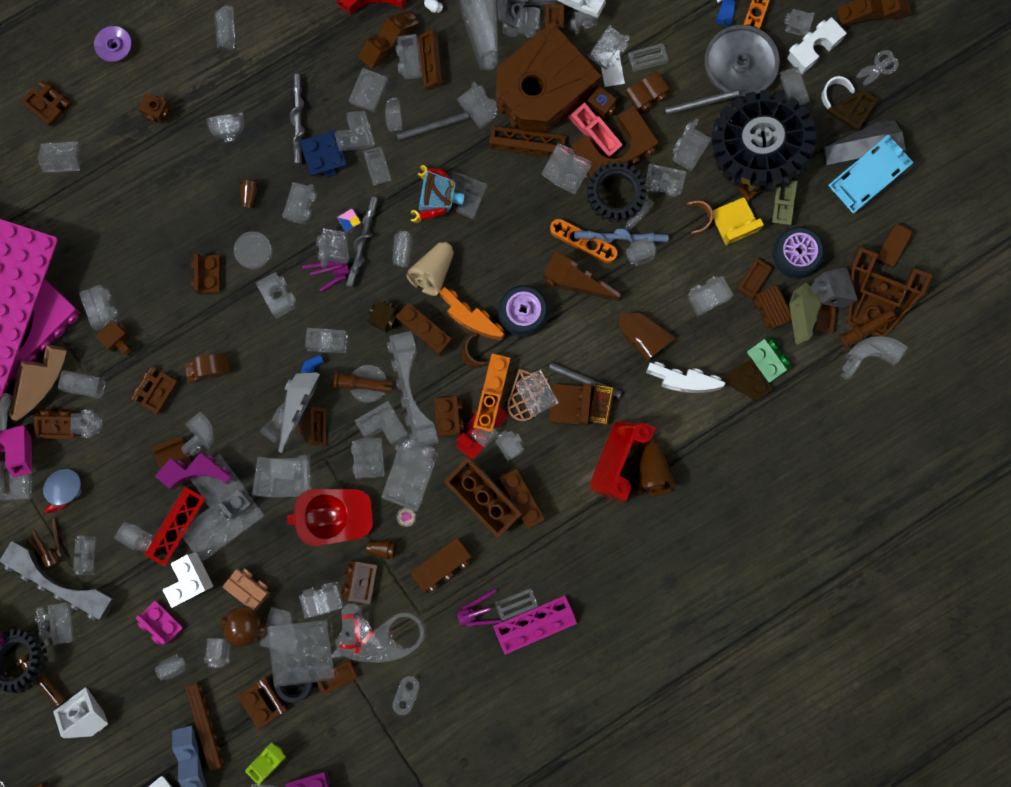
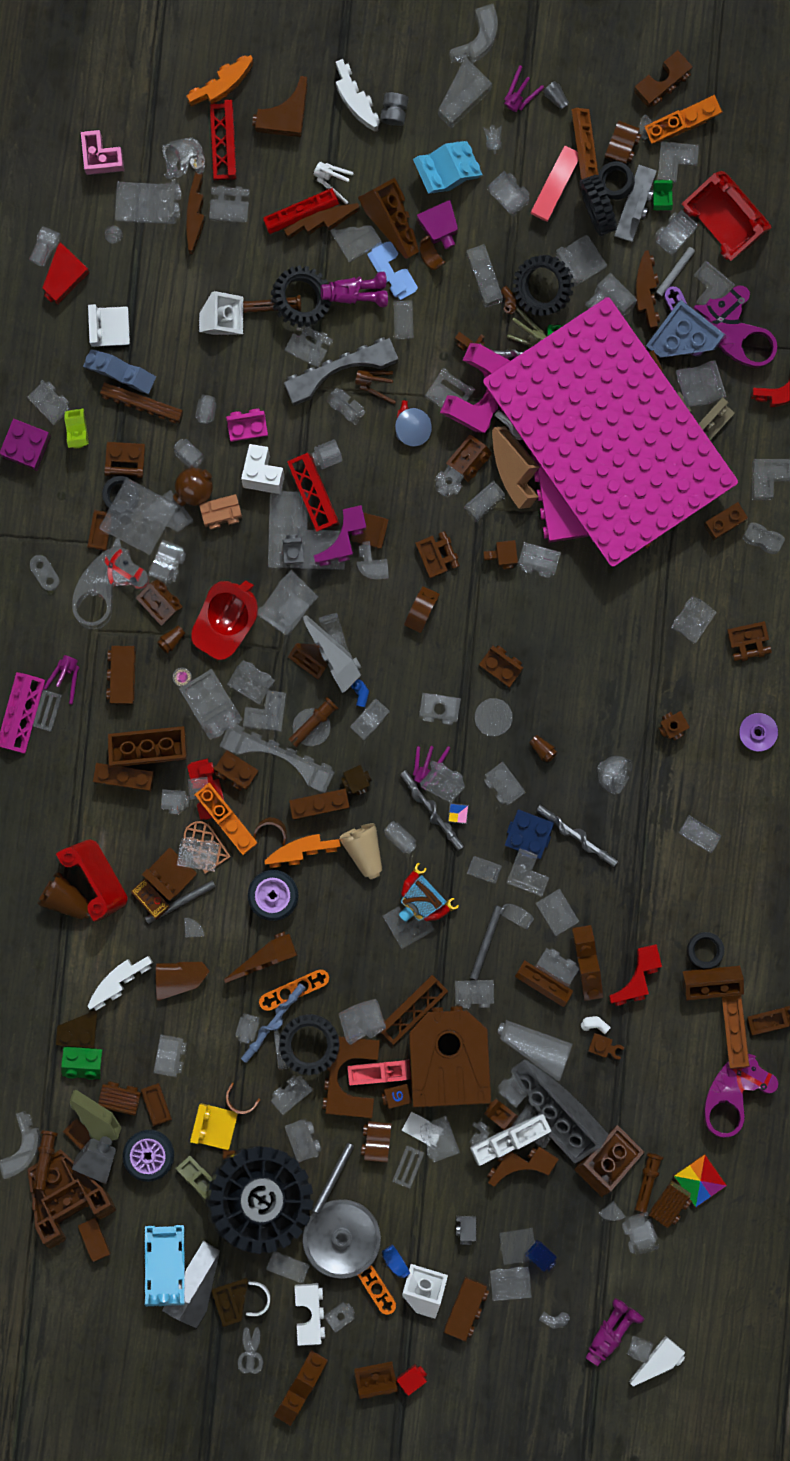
camera: 130 degrees right, 5 degrees up
(598, 354) = (193, 928): none -> clear tile

